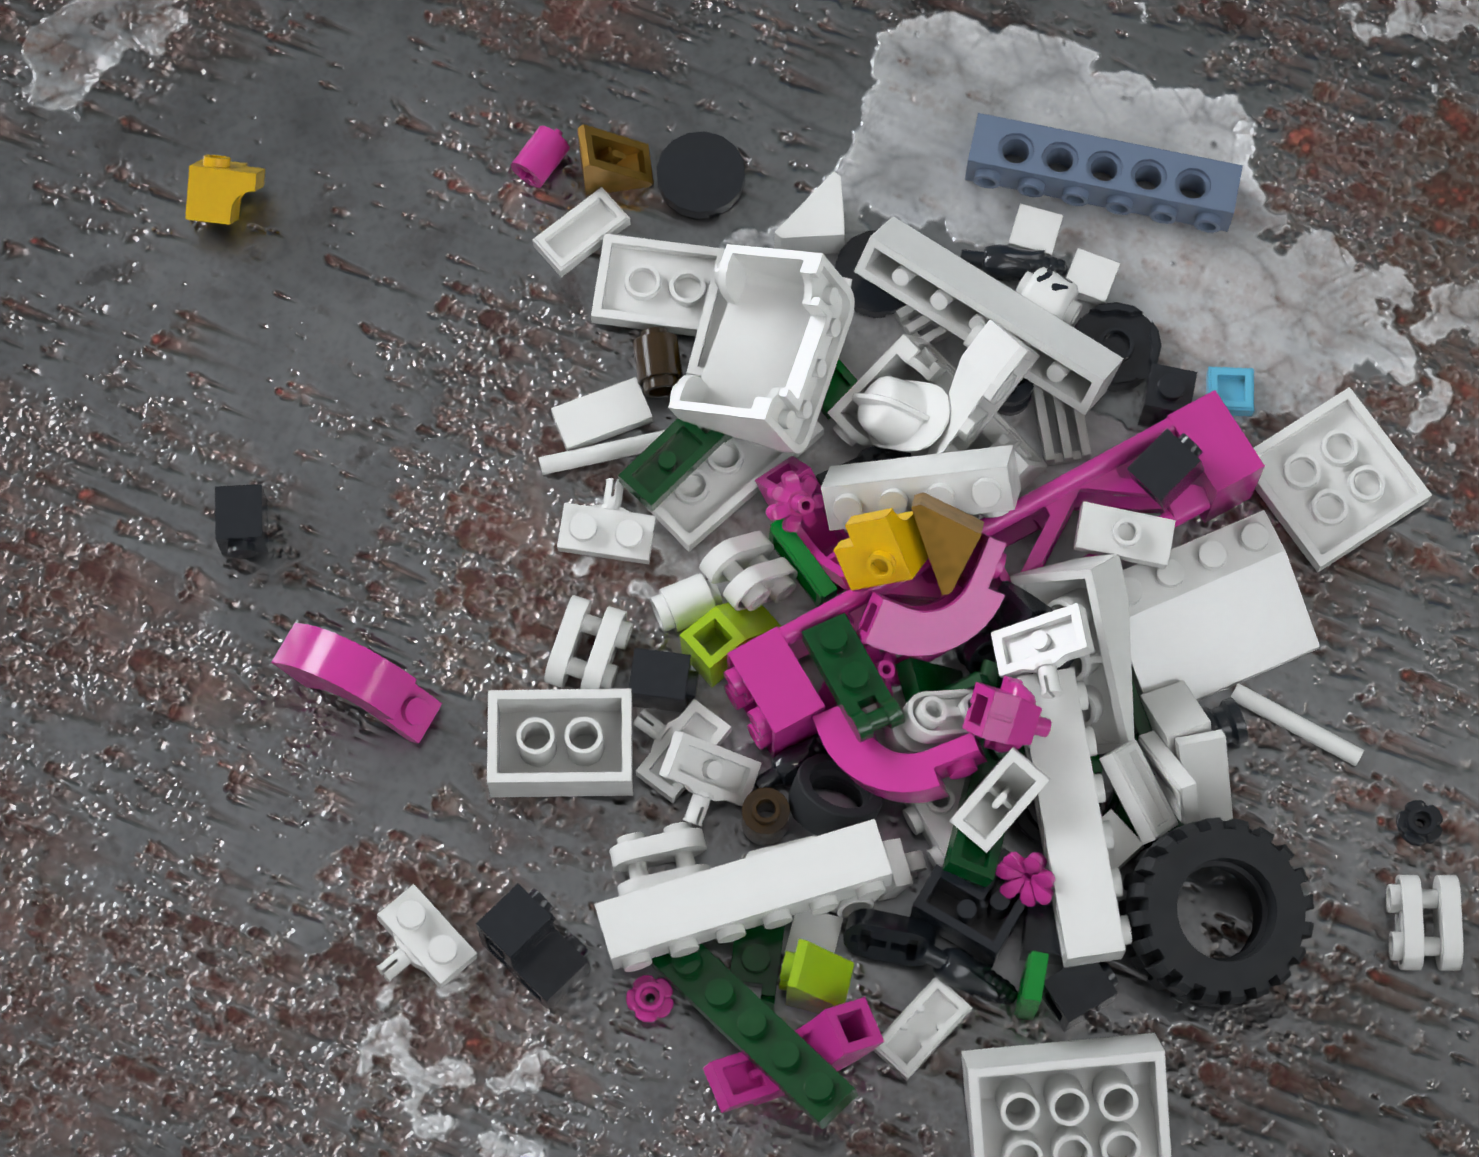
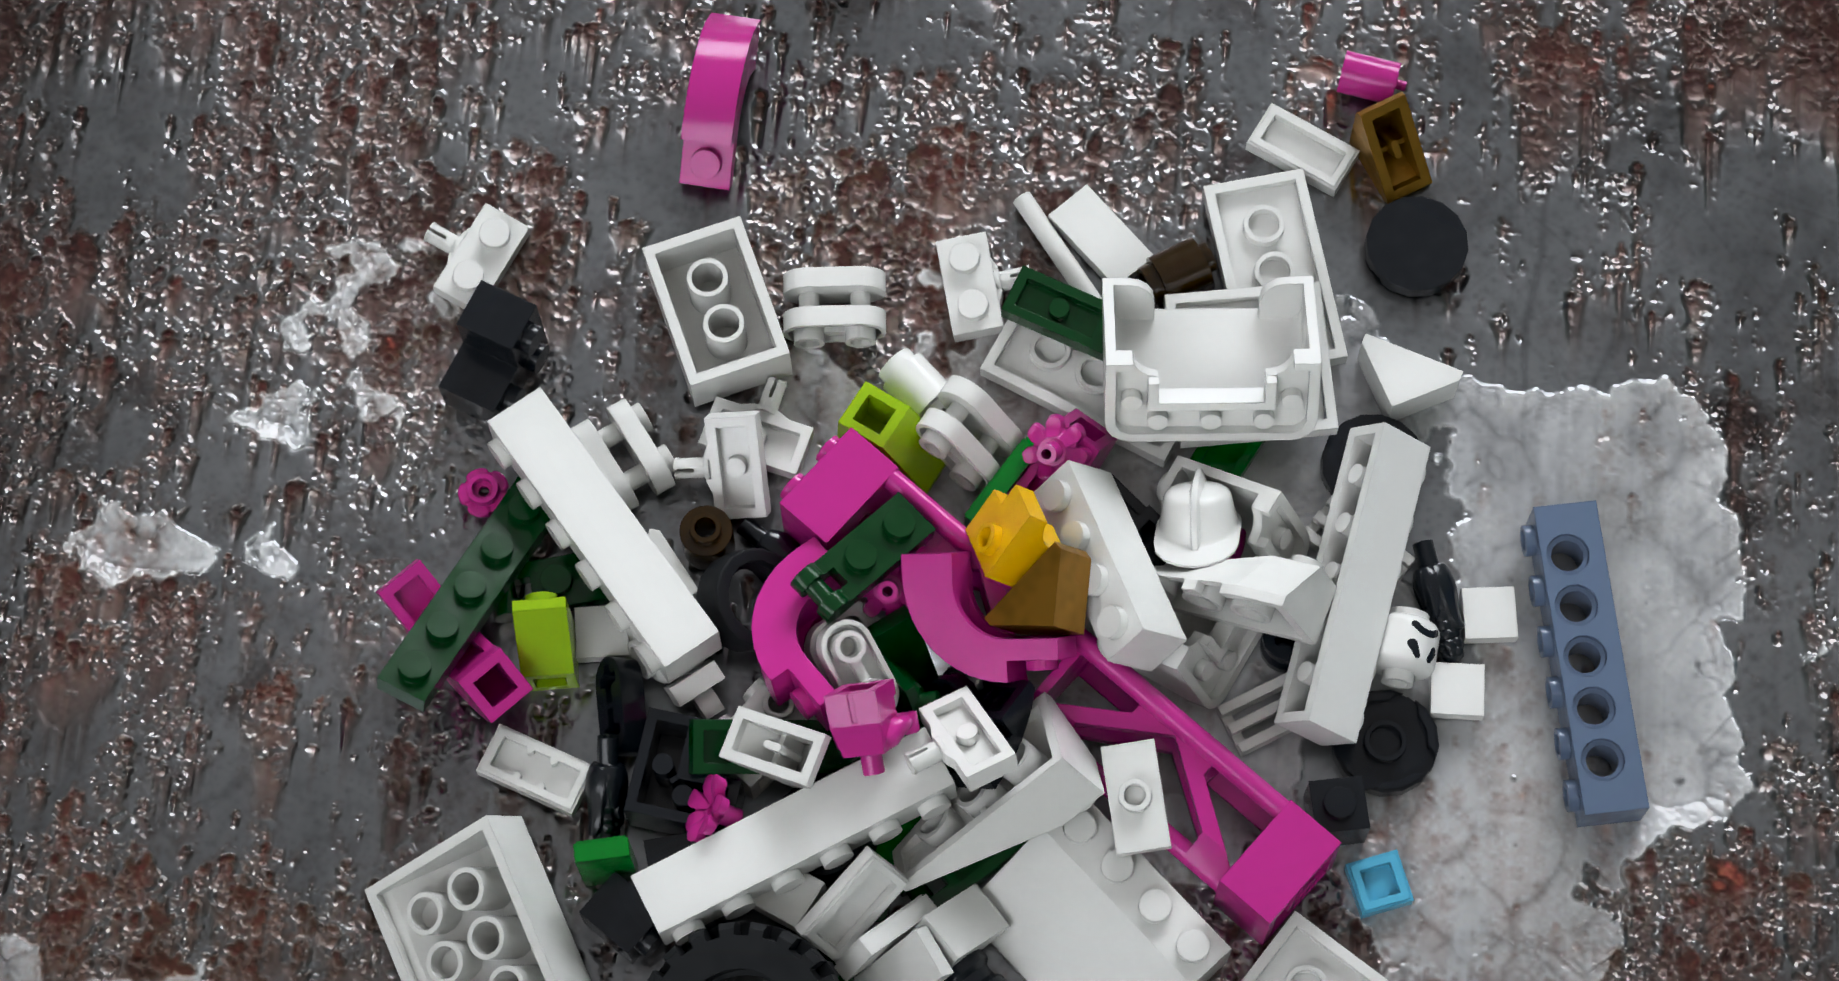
camera: 75 degrees right, 0 degrees up
(662, 680) = (822, 388): black brick -> none
(1167, 467) = (1221, 812): black brick -> none

